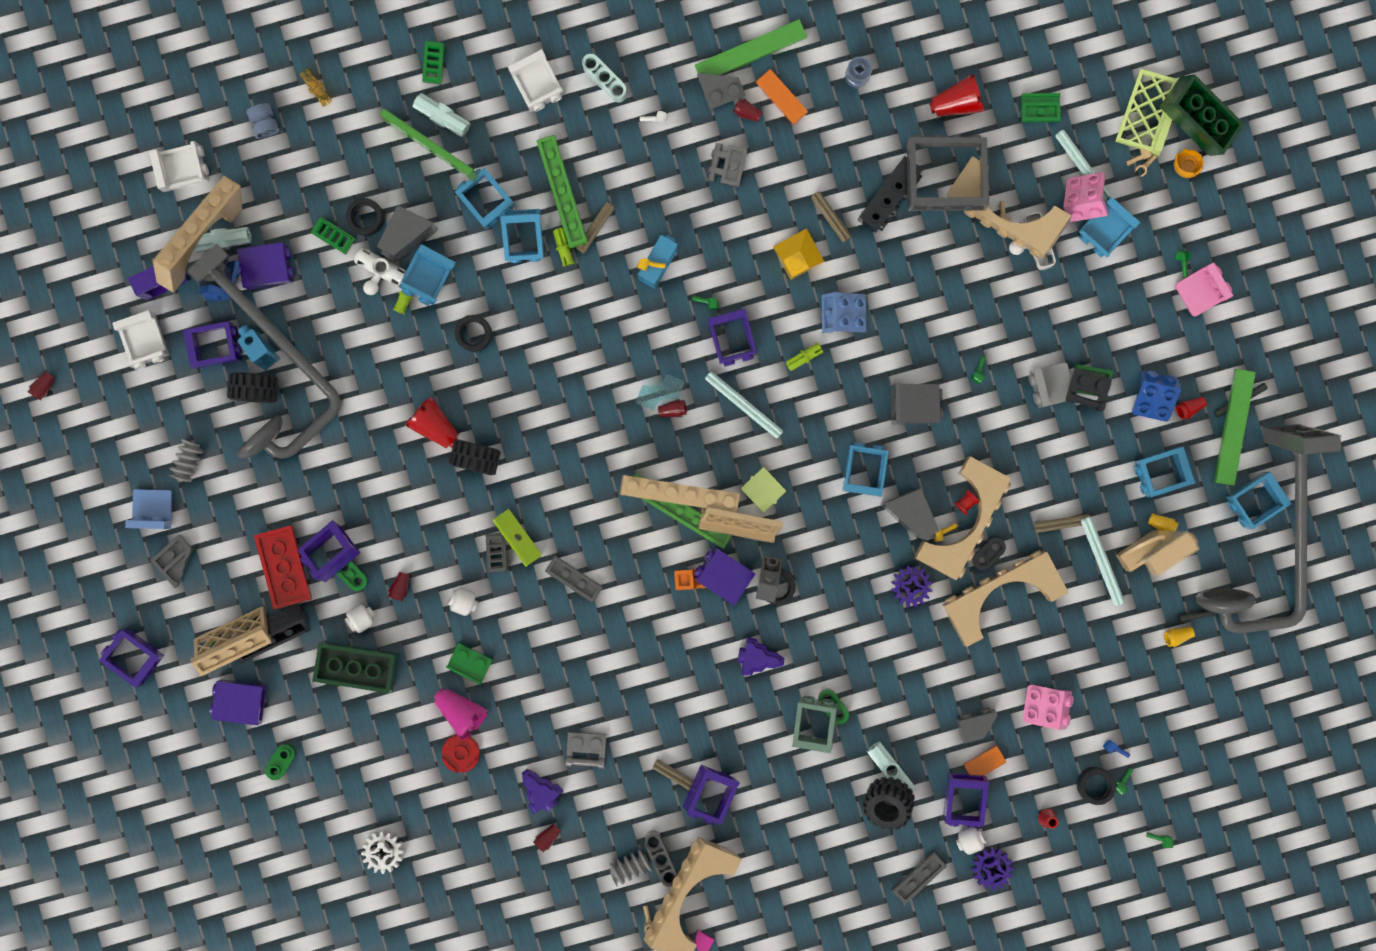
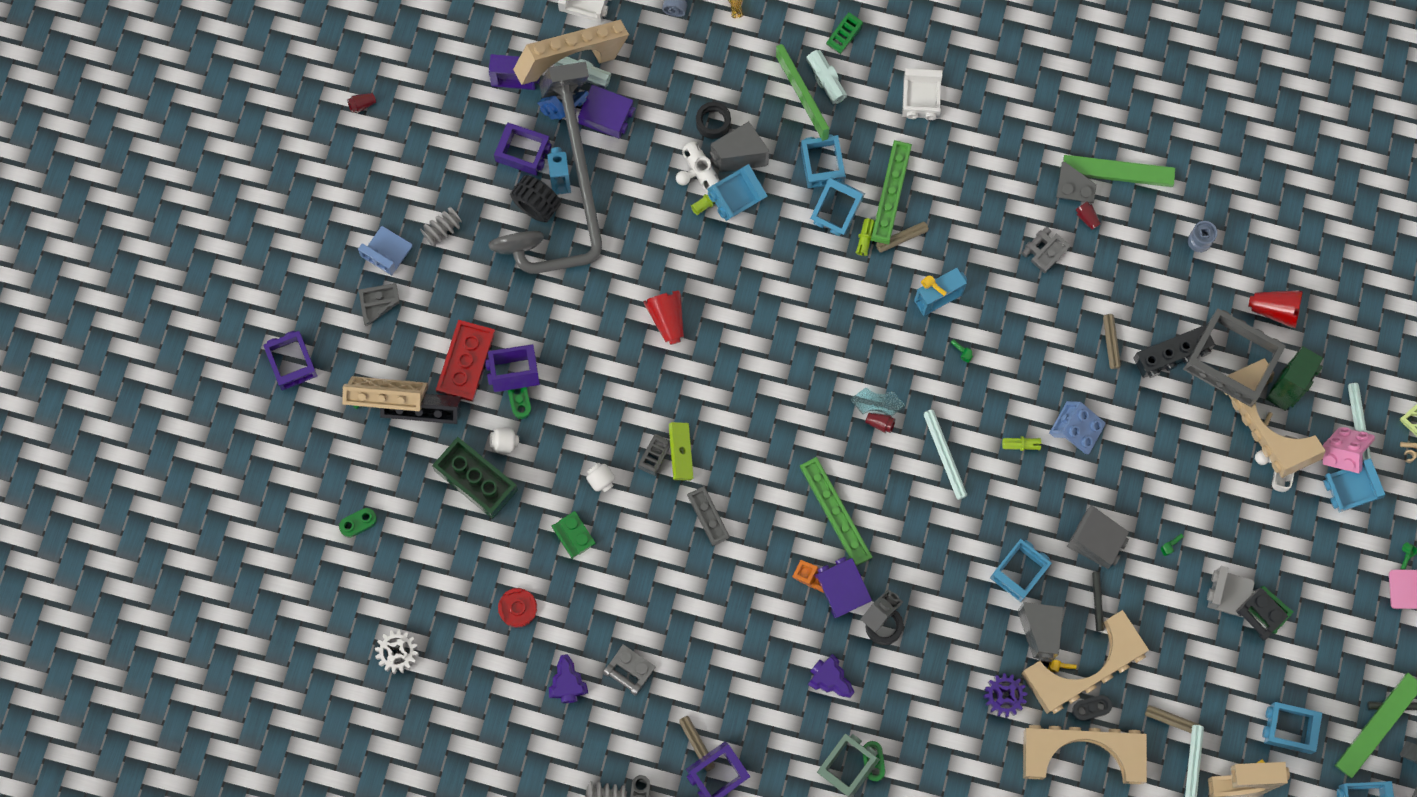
camera: 30 degrees right, 15 degrees down
(142, 339) = (467, 111): white panel -> none
(238, 702) = (355, 449): dark purple brick -> none
(318, 227) = (674, 104): green slope -> none
(399, 587) = (553, 434): dark red cone -> none
(460, 712) = (540, 570): dark pink cone -> none
(469, 319) = (751, 249): black tyre -> none
(474, 457) = (687, 360): black tyre -> none
(547, 837) = (547, 726): dark red cone -> none
(601, 69) = (981, 114): light aqua beam -> none
(660, 118) = (1009, 181): white hand -> none
(679, 493) = (814, 464): tan arch -> none
(727, 318) = (974, 374): dark purple window -> none
(739, 524) = (884, 556): tan fence -> none
(763, 489) = (920, 536): yellowish green piece -> none
(781, 97) = (1124, 221): orange tile -> none
(798, 254) = (1065, 357): yellow slope -> none
(944, 458) = (1098, 601): none -> pearl dark grey bar
(966, 502) = (1096, 650): red bush -> none
(1010, 163) = (1295, 379): none -> dark green brick
(1040, 107) = (1347, 354): green plate -> none
(1156, 396) = (1320, 657): blue bracket -> none
(1190, 407) = (1345, 685): red cone -> none

